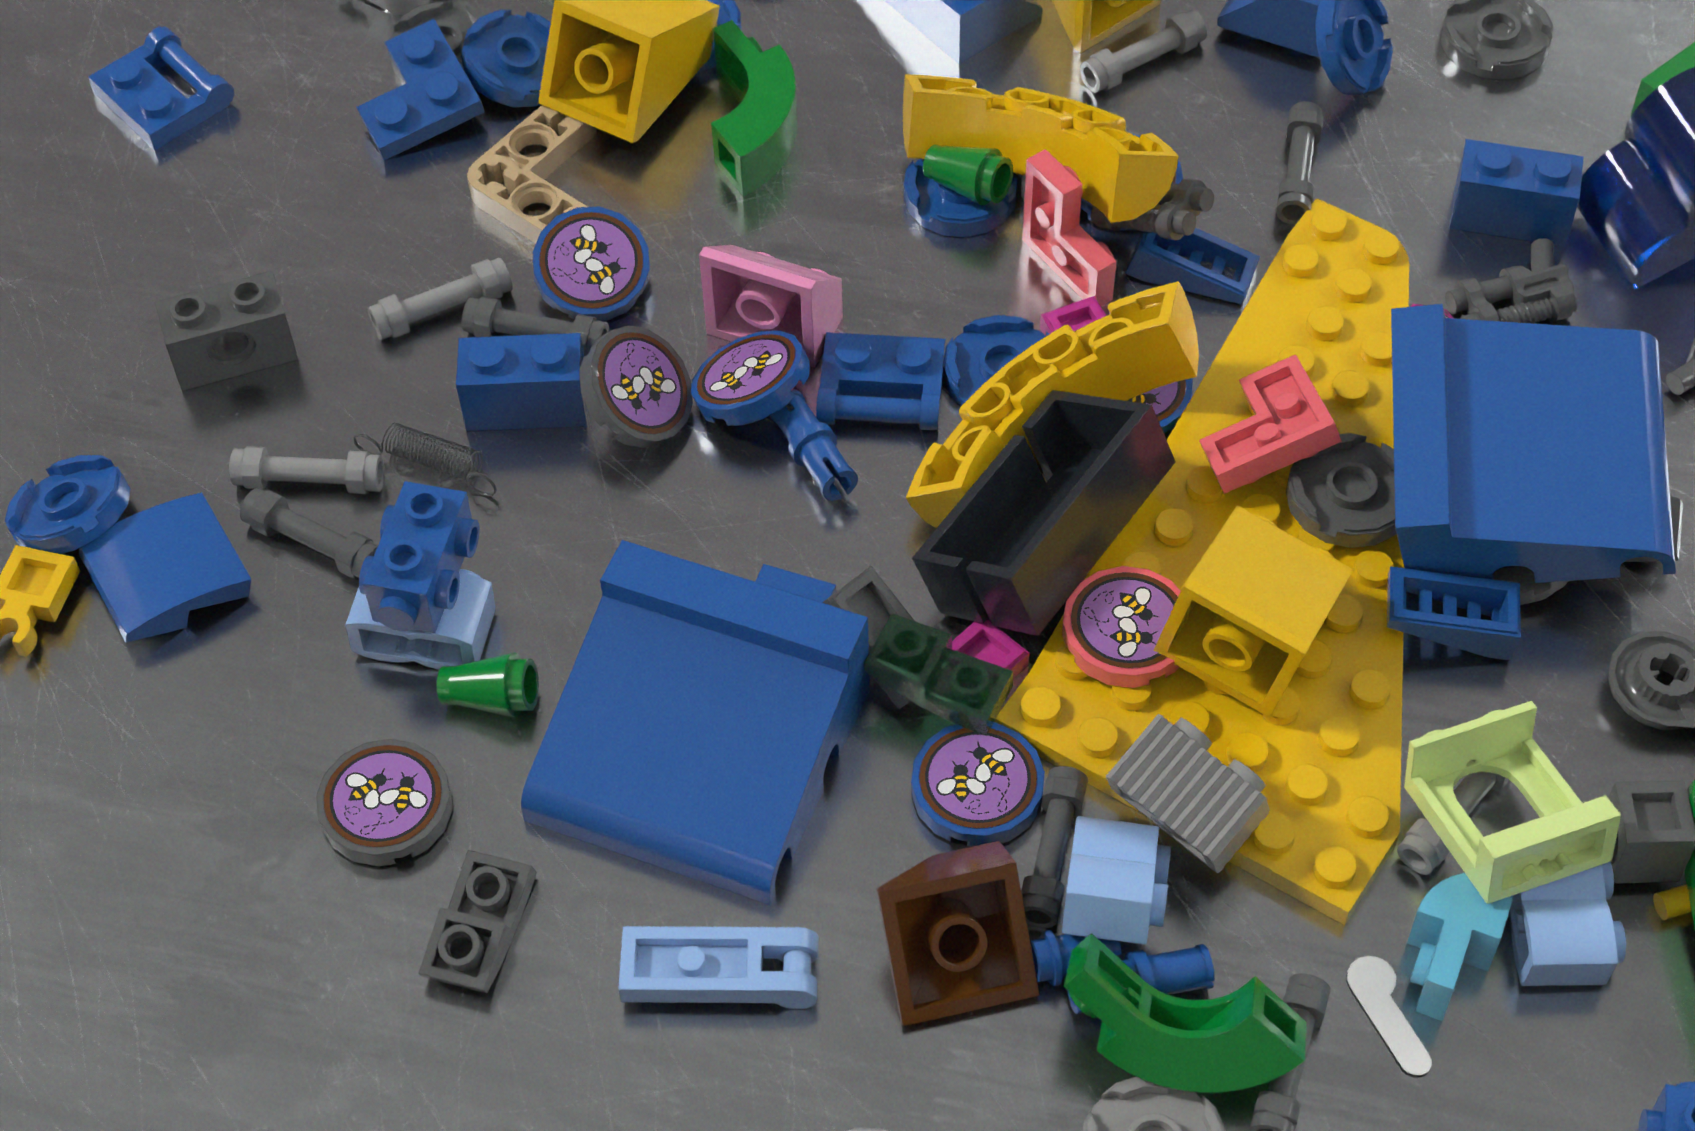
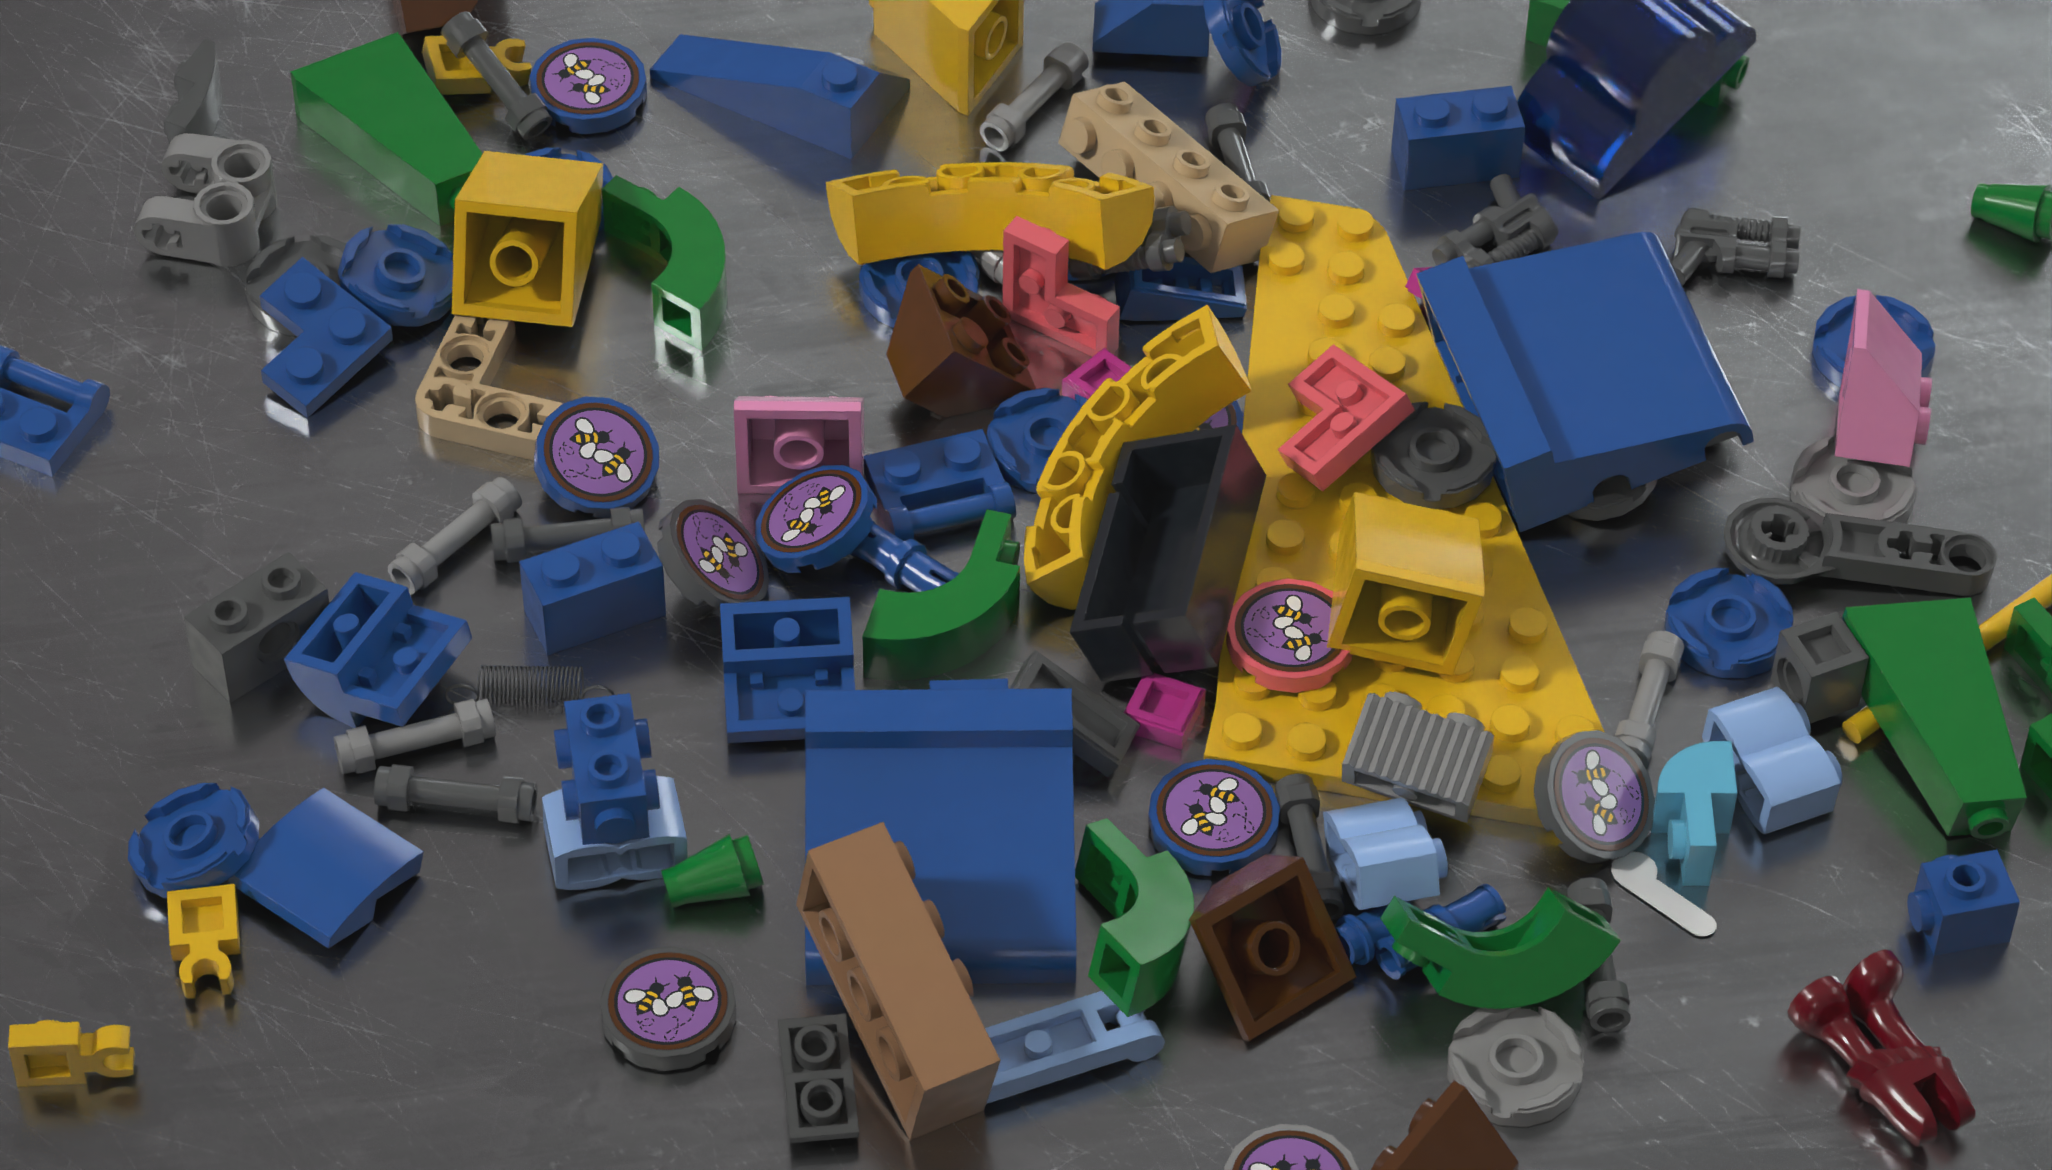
camera: 25 degrees left, 5 degrees down
(306, 382) = (375, 653): none -> blue brick
(565, 853) = (898, 979): none -> medium nougat brick
(649, 499) = (776, 655): none -> blue brick
(828, 512) = (952, 624): none -> green arch
(836, 899) = (1151, 905): none -> green arch
(927, 671) = (1152, 736): clear green slope -> none
(954, 256) = (954, 347): none -> reddish brown slope
(970, 171) = (938, 252): green cone -> none
(1225, 148) = (1128, 136): none -> tan brick
(1354, 891) = (1594, 796): none -> tile
(1477, 595) = (1605, 526): blue slope -> none
(1526, 856) = (1749, 700): yellowish green panel -> none
(1590, 740) = (1728, 622): none -> blue tile

